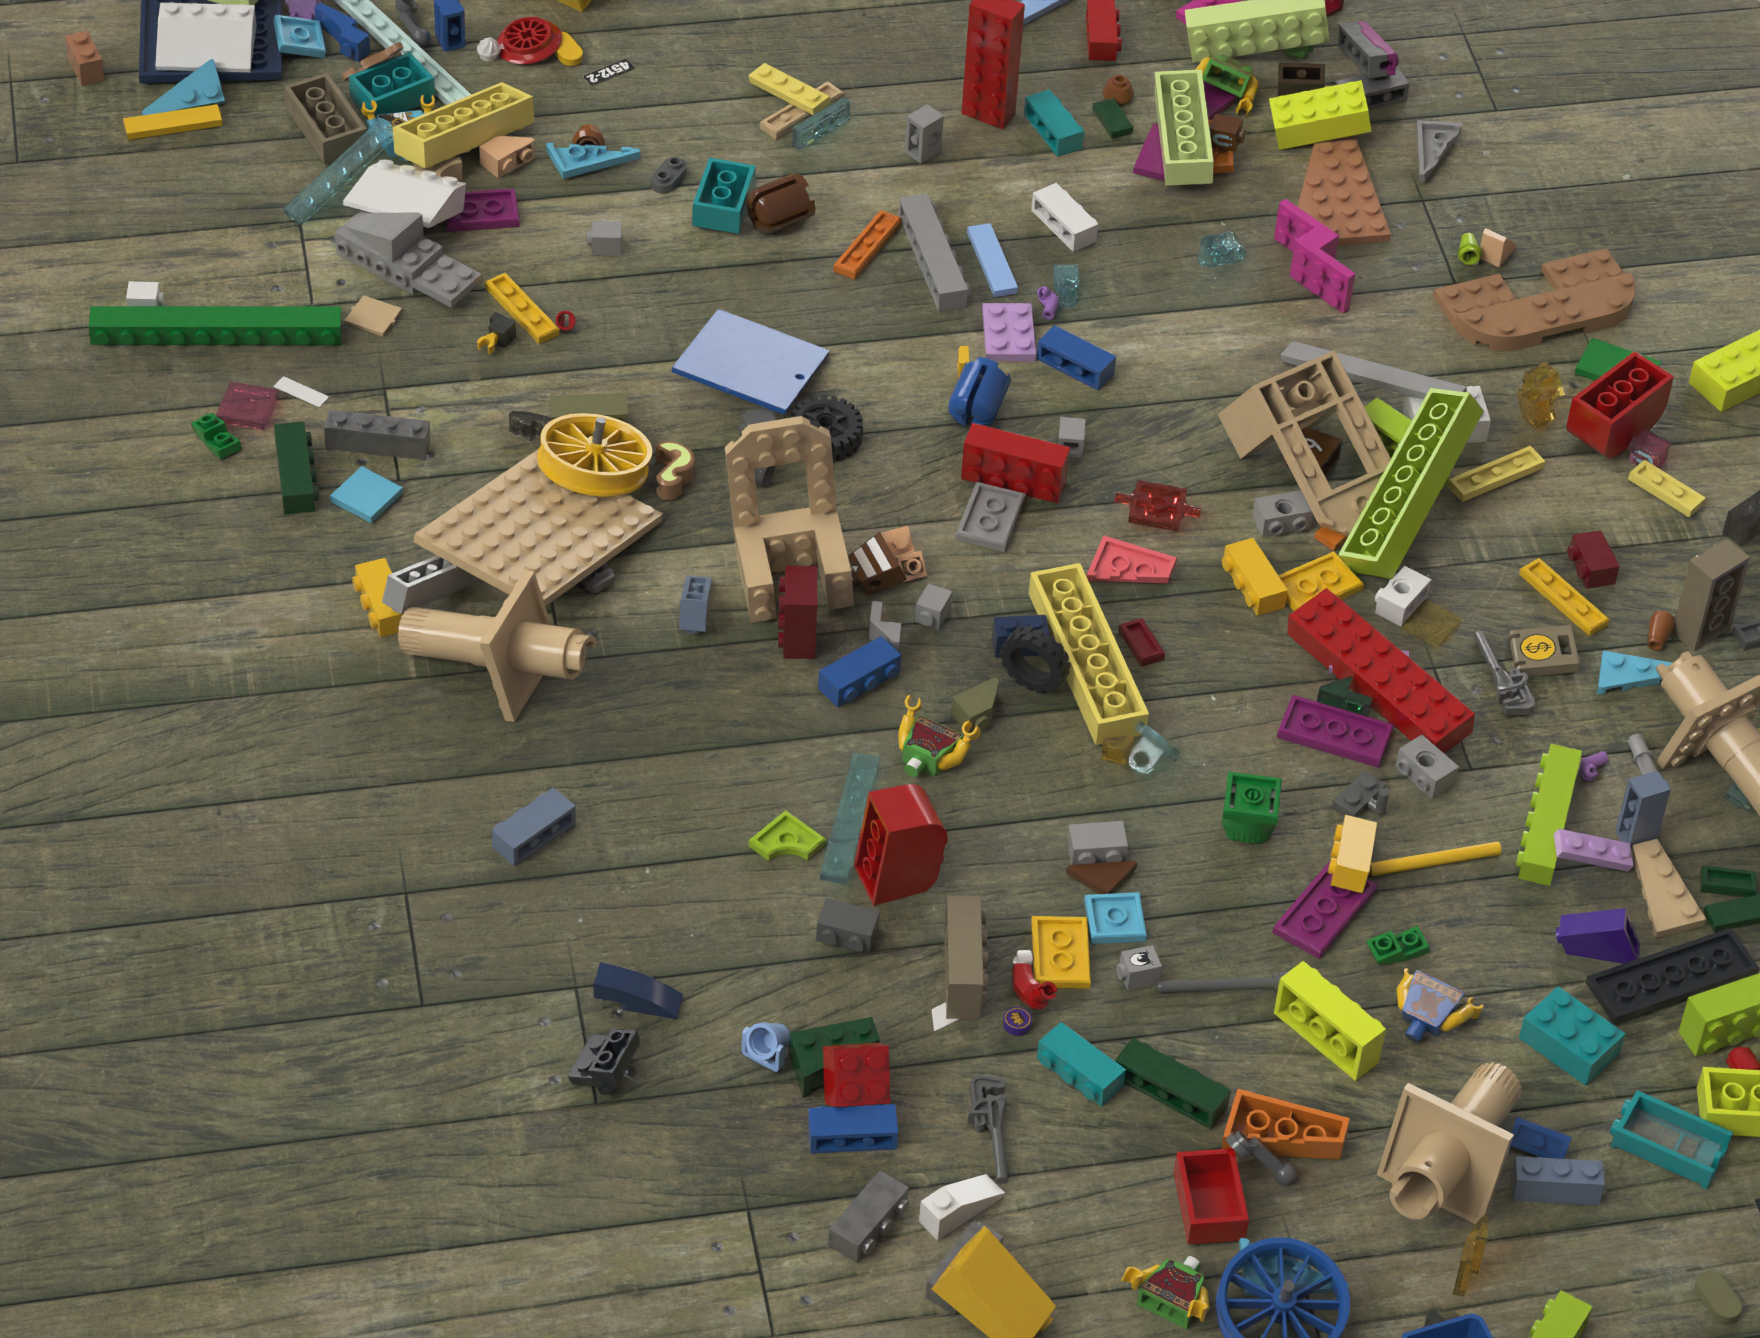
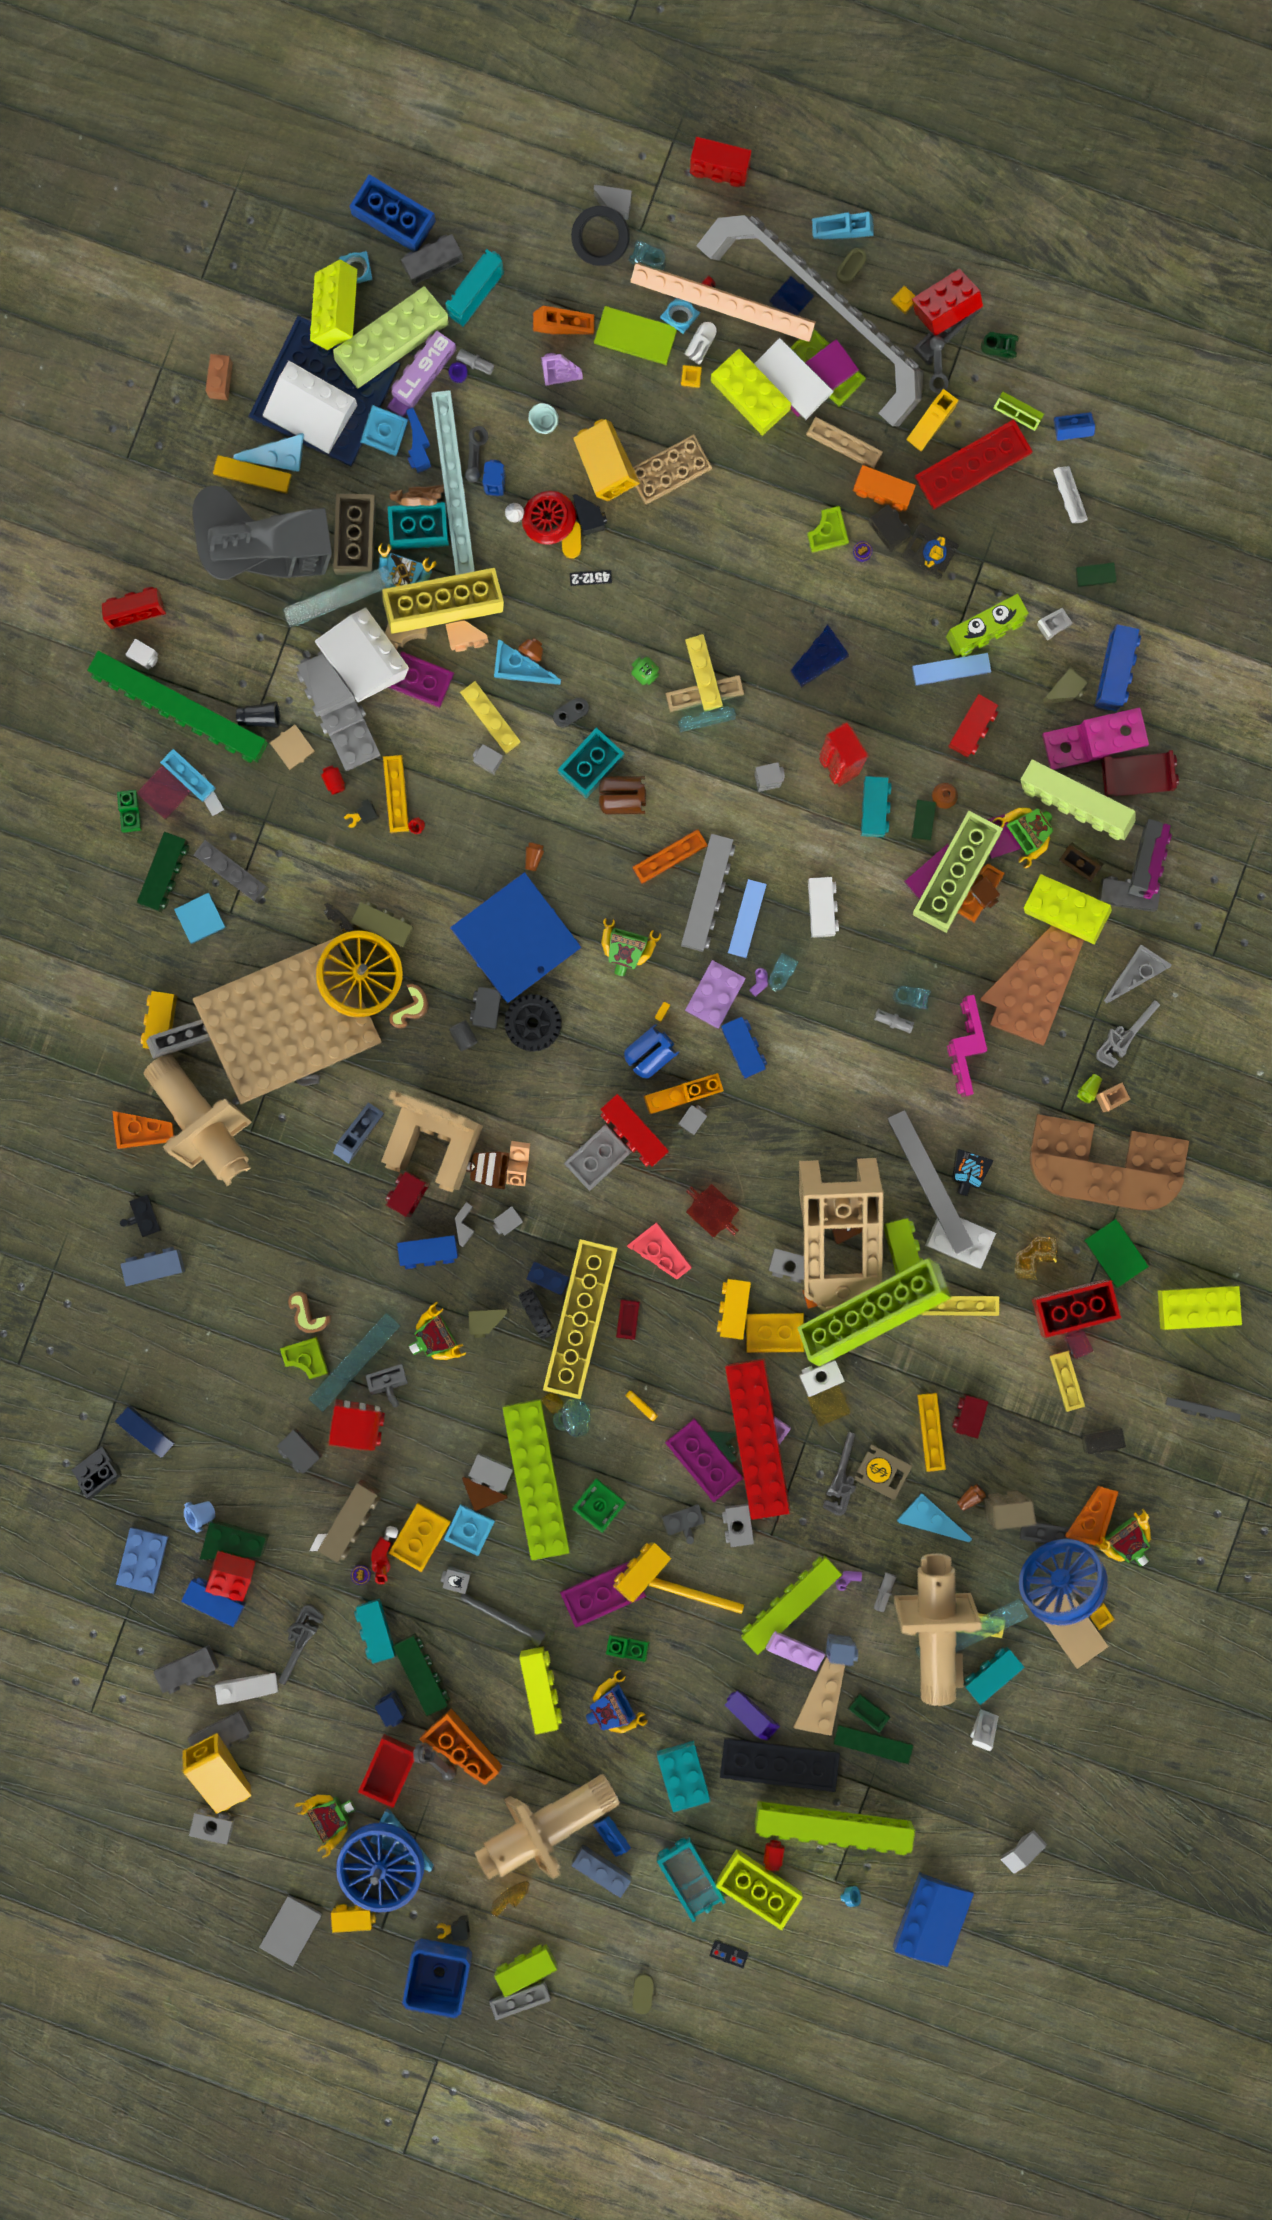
camera: 40 degrees right, 40 degrees up
(110, 264) = (133, 608): none -> red slope
(252, 136) = (275, 547): none -> dark grey brick
(283, 379) = (187, 775): none -> medium azure plate
(324, 292) = (259, 715): none -> black plant
(427, 709) = (140, 1131): none -> orange wing
(442, 319) = (333, 780): none -> red brick
(485, 786) = (143, 1215): none -> black plate
(572, 19) = (589, 516): none -> black slope
(578, 208) = (490, 717): none -> light yellow plate
(716, 293) = (533, 856): none -> dark orange cone
(724, 111) = (645, 671): none -> bright green head
(727, 1133) = (142, 1560): none -> medium blue plate
(756, 794) = (303, 1315): none -> animal
(879, 324) = (626, 948): none -> torso
(901, 38) = (819, 658): none -> clear blue wing
(1046, 415) = (683, 1093): none -> light orange slope
(1158, 826) = (536, 1479): none -> lime brick
(1163, 1125) = (390, 1709): none -> dark blue brick
(1218, 276) = (894, 1021): none -> light grey pin
(1222, 706) = (641, 1405): none -> yellow tile
(1403, 352) = (969, 1170): none -> torso
(1464, 206) = (1121, 1040): none -> light grey piece

